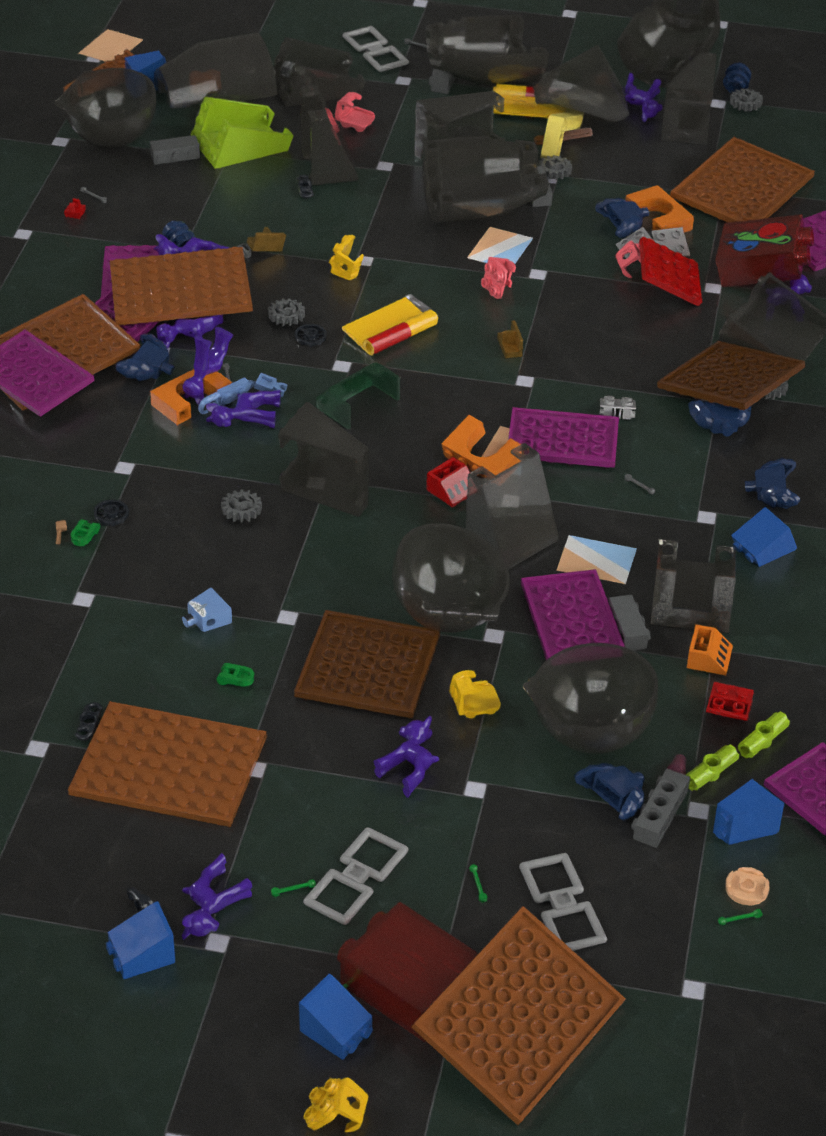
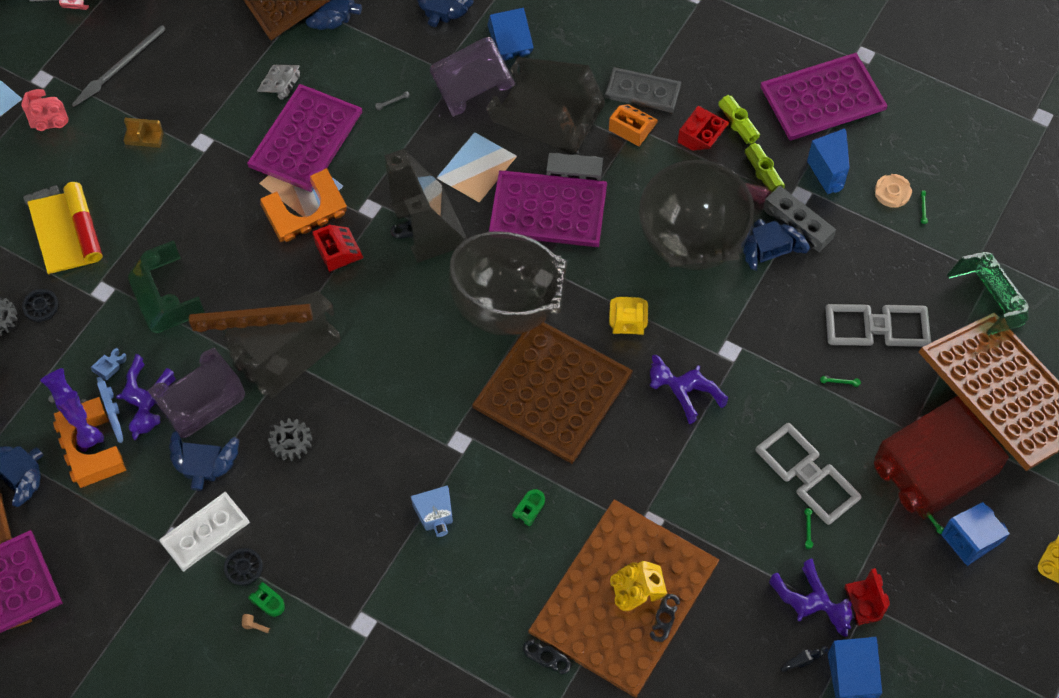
camera: 70 degrees left, 20 degrees up
(136, 482) = (204, 531): none -> white tile
(142, 791) = (664, 608): none -> black piece
(167, 753) = (636, 583): none -> yellow piece
(198, 459) = (202, 461): none -> dark blue torso
(227, 943) = (868, 598): none -> red bracket
(251, 437) = (199, 395): none -> clear purple windscreen
(318, 410) = (250, 317): none -> reddish brown plate
(547, 303) = (95, 85): none -> dark grey piece
(638, 1011) = (1000, 287): none -> clear green windscreen
(695, 513) = (470, 74): none -> clear purple windscreen
(760, 656) = (643, 89): none -> dark grey tile

